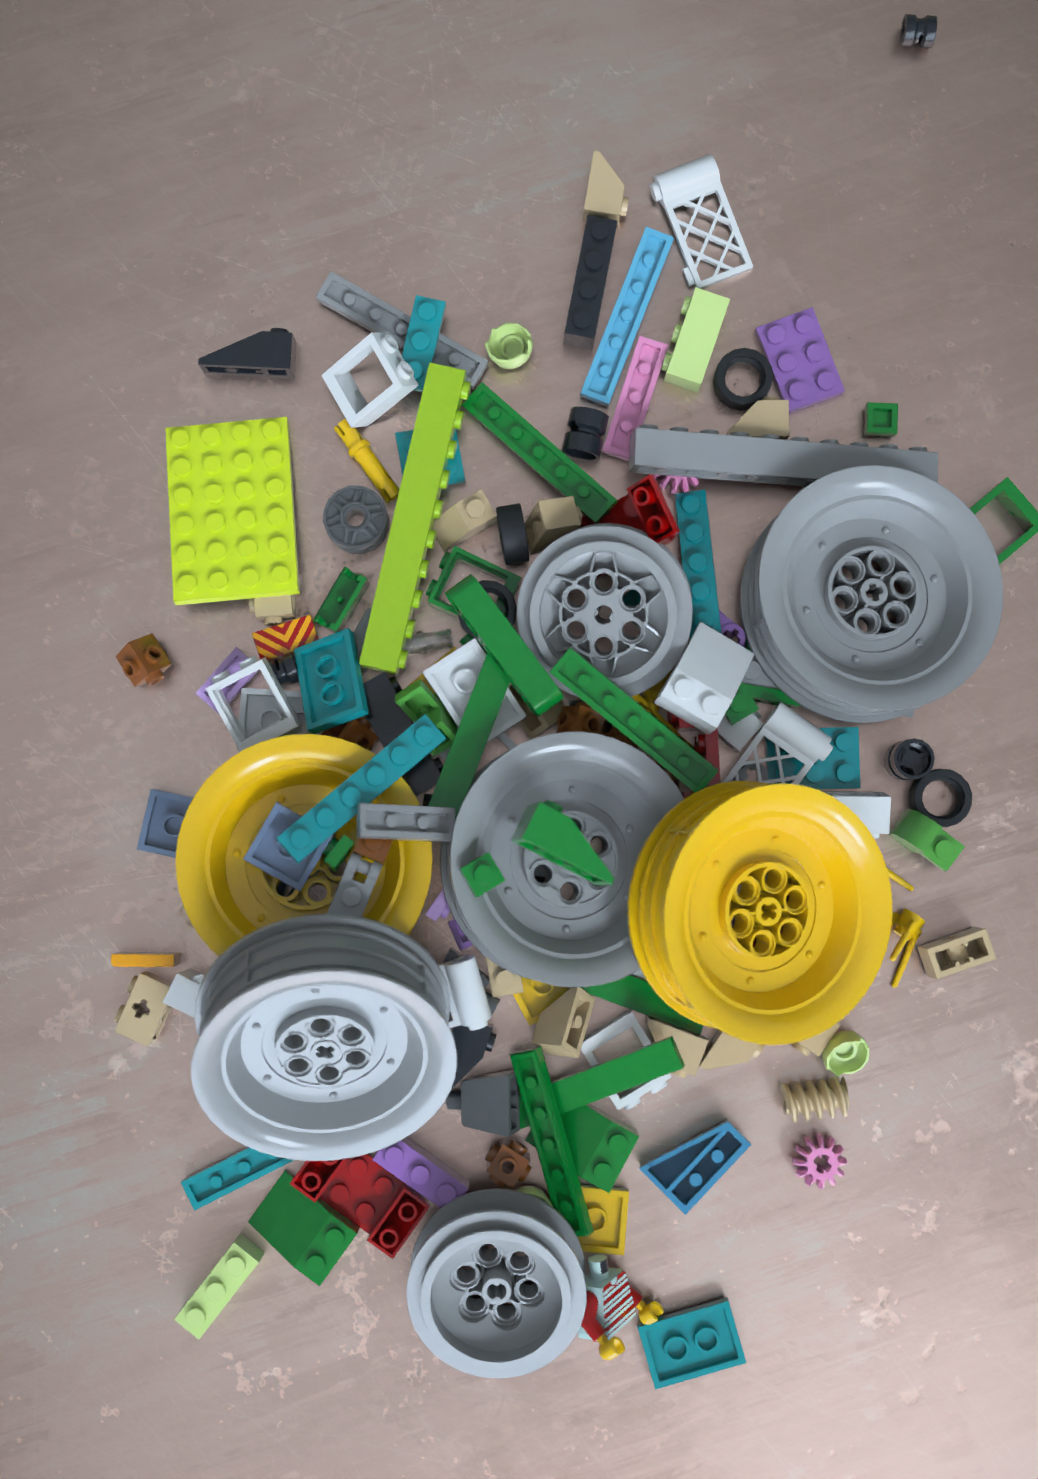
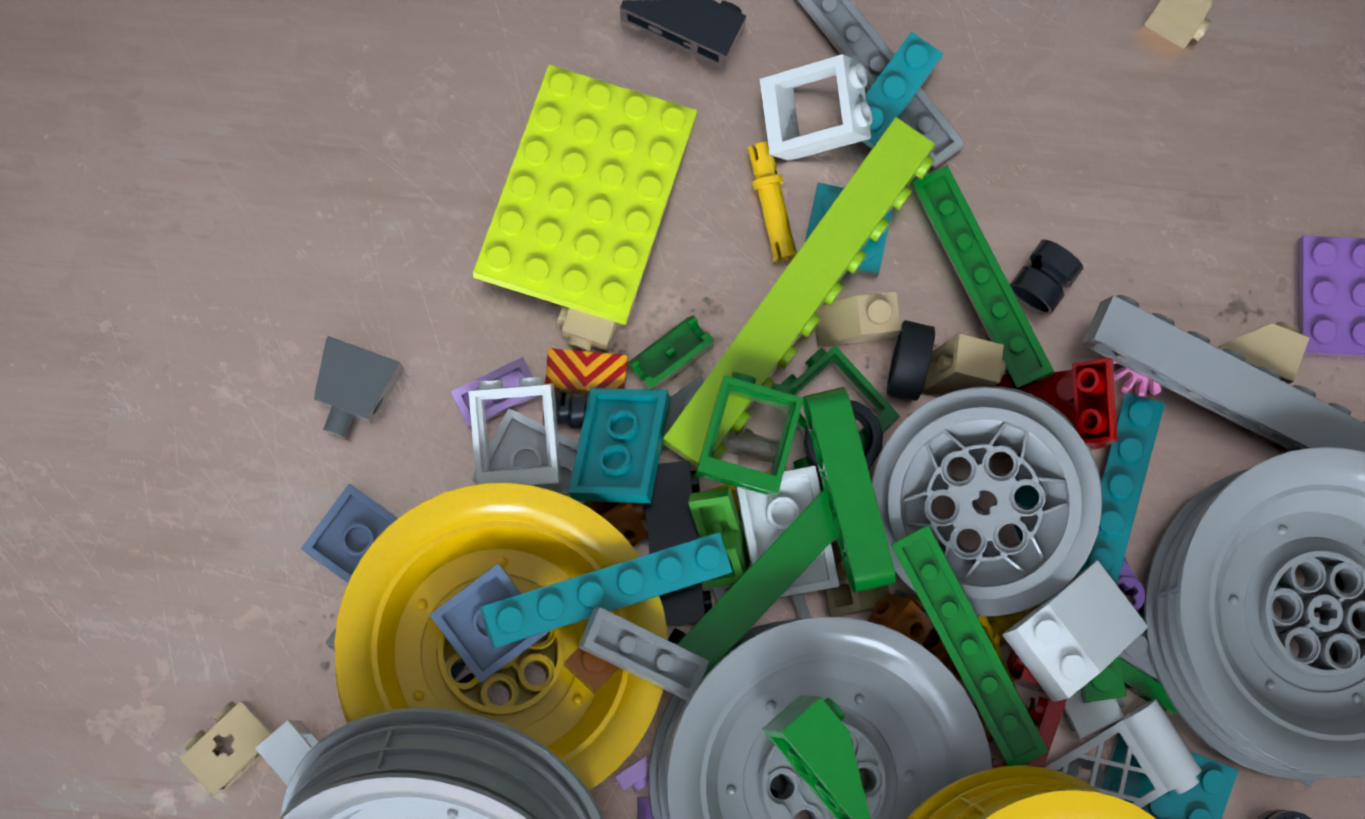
camera: 20 degrees right, 5 degrees down
(123, 717) = (353, 384): none -> dark grey torso
(144, 660) = (406, 327): dark orange brick -> none
(145, 959) = (253, 687): light orange tile -> none
(337, 852) = (545, 654): green plate -> none
(343, 506) = (734, 242): dark grey wheel -> none
(351, 895) = (541, 715): light grey plate -> none
(423, 668) = (736, 475): none -> green window
(482, 874) = (710, 756): green plate -> none
(509, 345) = (998, 136): yellowish green hair -> none
(590, 282) = (1124, 101): black brick -> none
(626, 316) = (1151, 159): medium azure plate -> none
(635, 396) = (1124, 257): bright pink plate -> none
(681, 187) = (1281, 34): white piece -> none
(695, 339) = (1224, 219): yellowish green brick -> none
(753, 358) = (1279, 265): black tyre -> none

